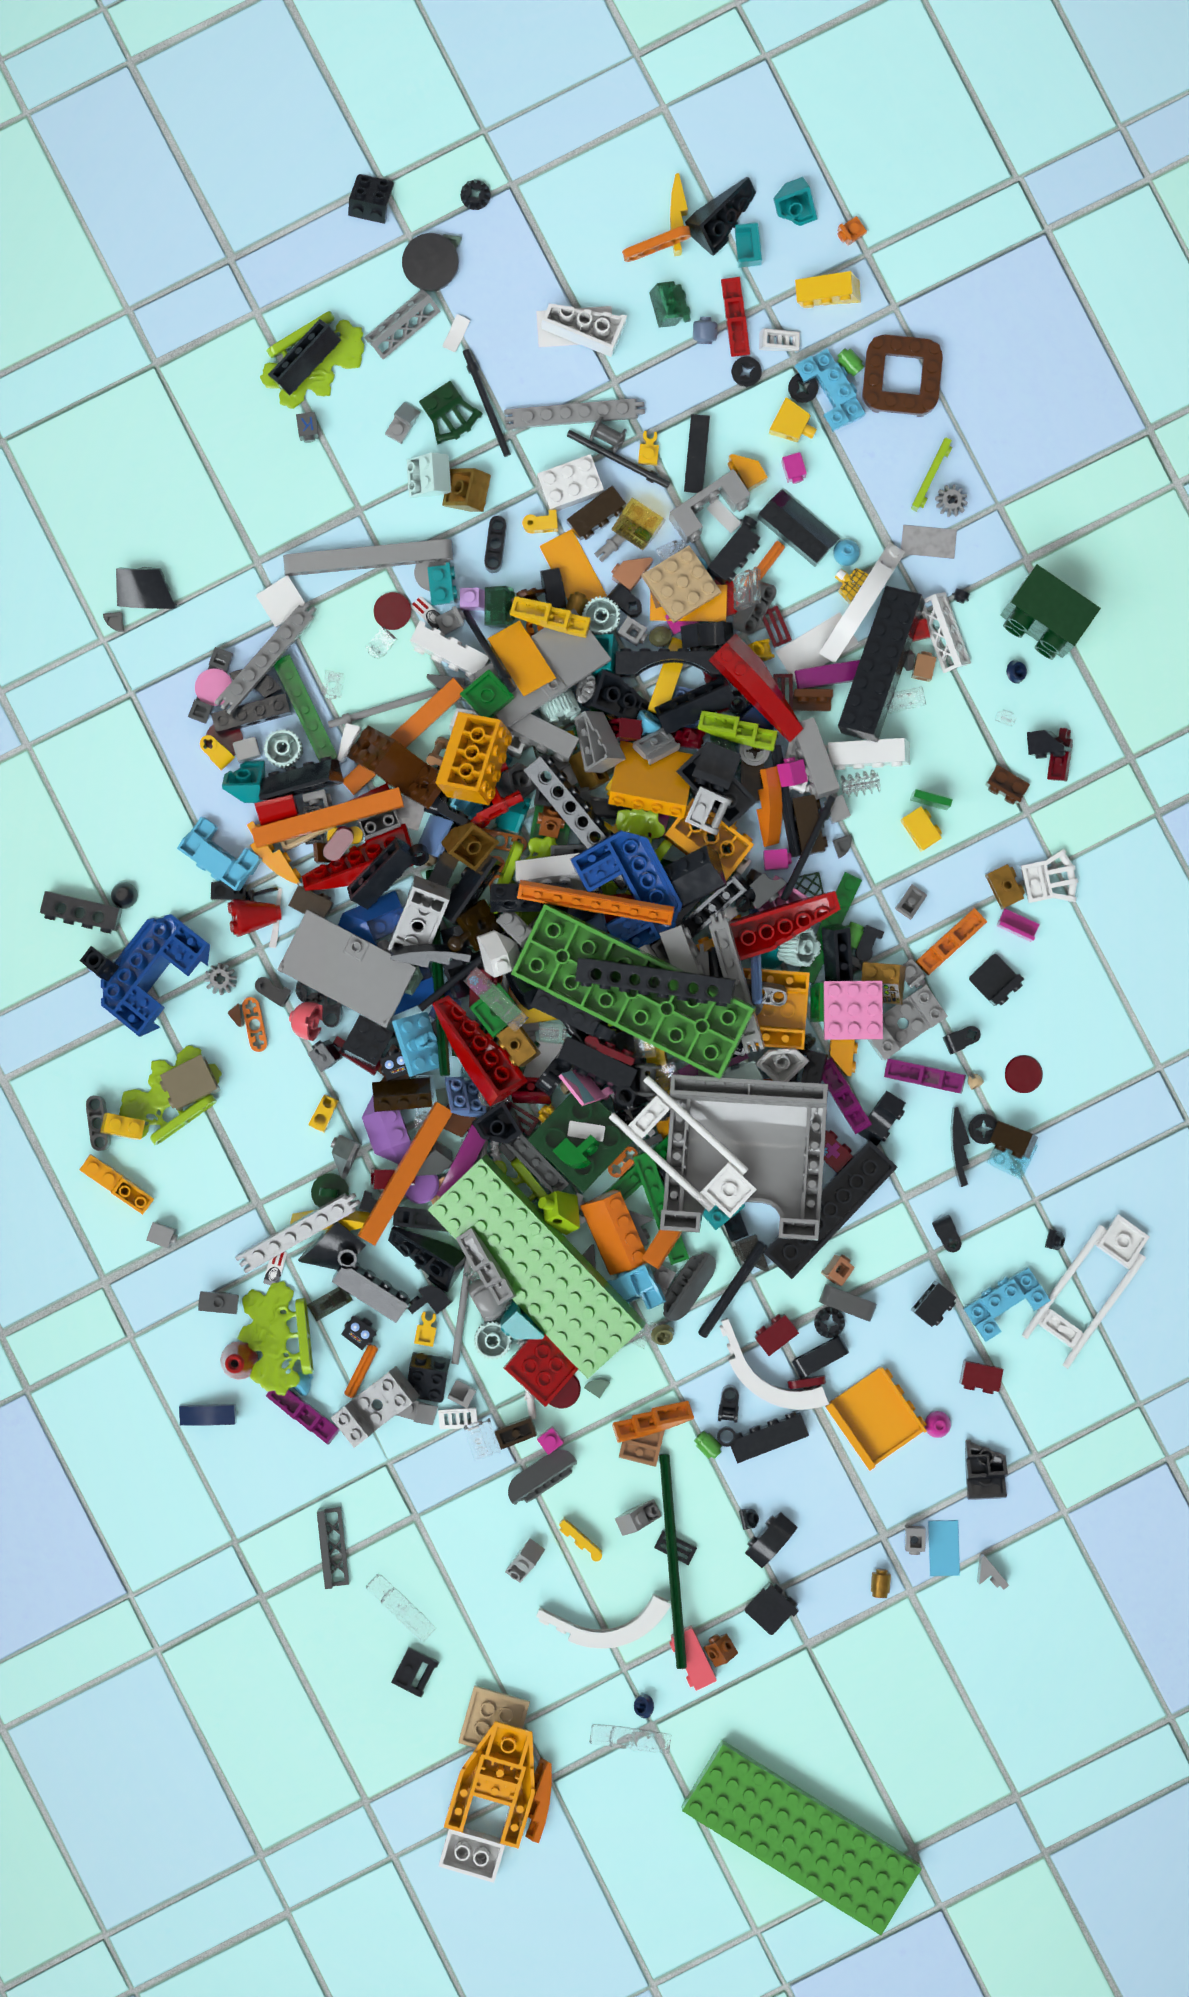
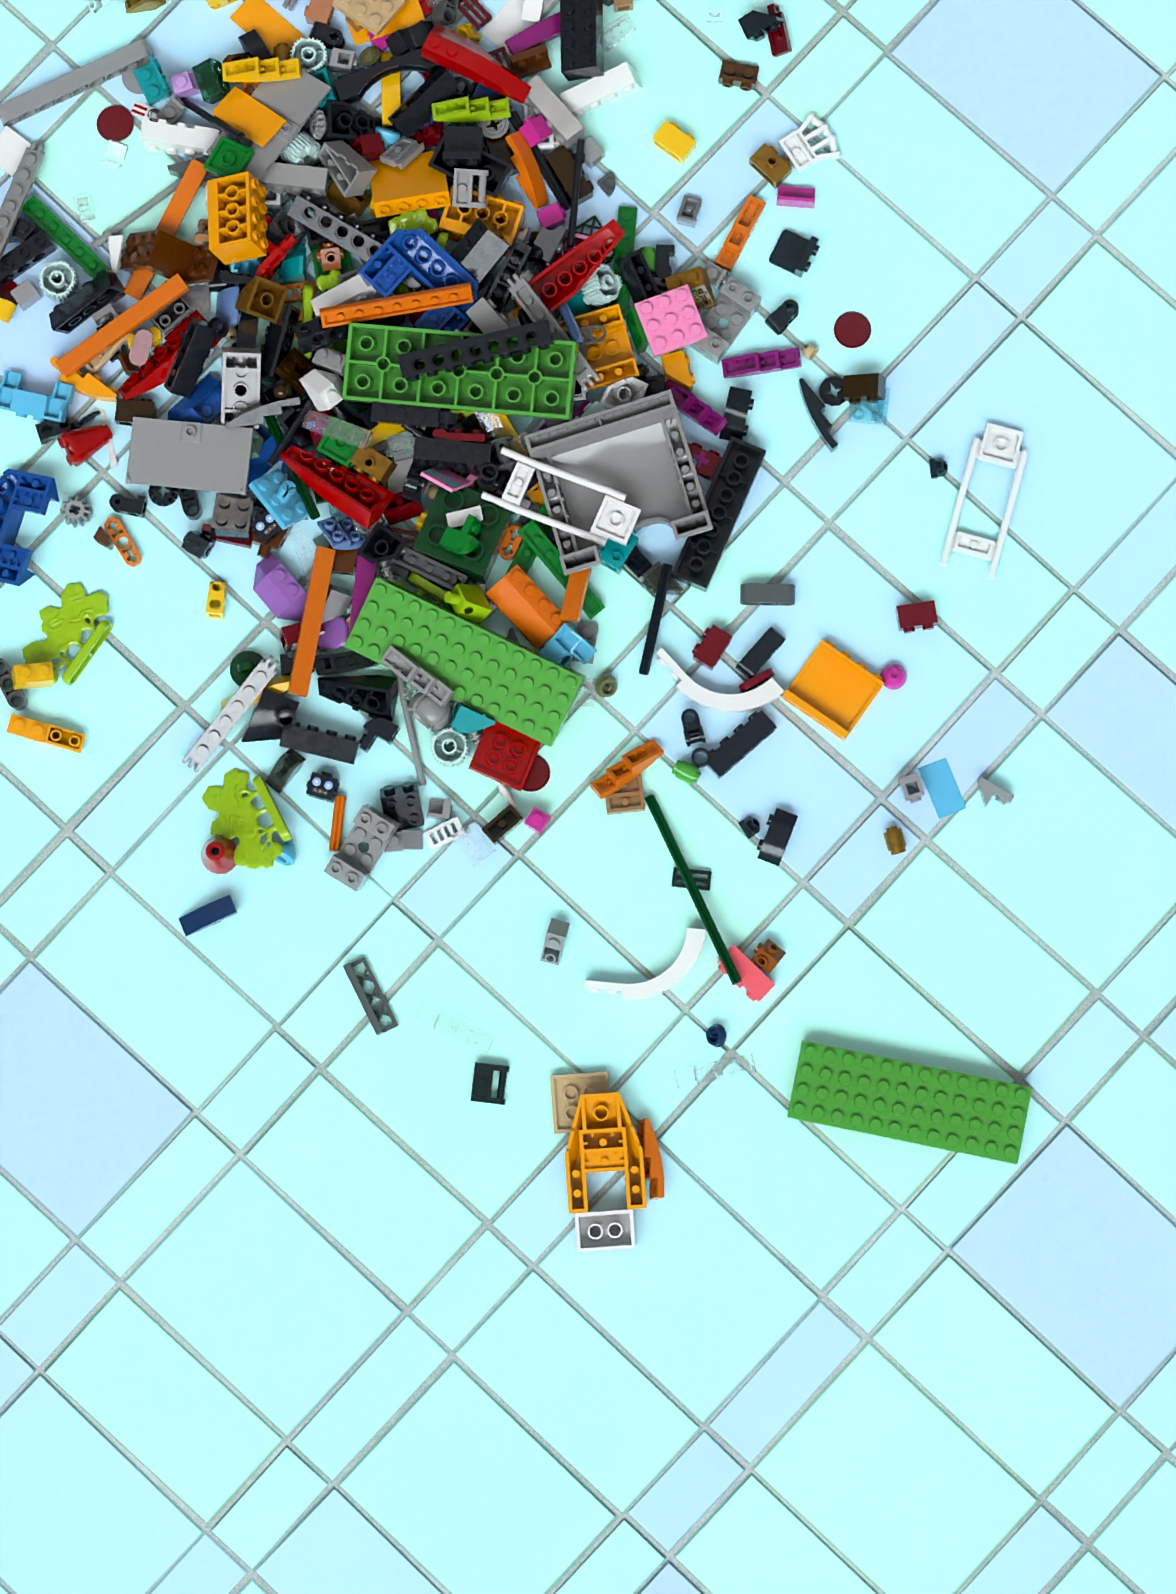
camera: 15 degrees left, 5 degrees down
(162, 1235) = (105, 765): light grey brick -> none
(189, 1082) = (80, 614): dark tan panel -> none
(218, 1302) = (180, 806): dark grey brick -> none
(245, 781) = (35, 324): teal slope -> none
(275, 1269) = (222, 759): sticker -> none
(276, 809) = (71, 335): red slope -> none
(305, 1414) = (298, 882): magenta slope -> none
(306, 1019) = (168, 518): coral cylinder -> none
(344, 1154) = (248, 625): flat silver slope -> none
(402, 1094) = (282, 551): dark brown brick -> none
(426, 1333) = (385, 766): yellow plate -> none
(499, 535) = (184, 21): black beam -> none
(541, 1476) = (542, 857): dark grey brick -> none
(581, 1540) = (600, 903): yellow plate -> none
(597, 1387) = (563, 757): sand green tile -> none
(638, 1517) = (646, 862): light grey slope -> none
(639, 1220) = (548, 588): dark grey slope -> none
(688, 1286) = (614, 632): dark grey brick -> none
(771, 1608) = (802, 900): black bracket -> none
(823, 1315) = (752, 626): black gear -> none
(844, 1269) = (750, 573): nougat brick -> none
(860, 783) = (602, 121): clear piece -> none
(931, 799) = (673, 110): green tile -> none
(934, 1304) = (846, 564): black brick -> none
(946, 1230) = (834, 495): black piece -> none
(984, 1472) = (953, 703): black slope -> none
(1003, 1297) = (912, 532): medium azure bracket -> none

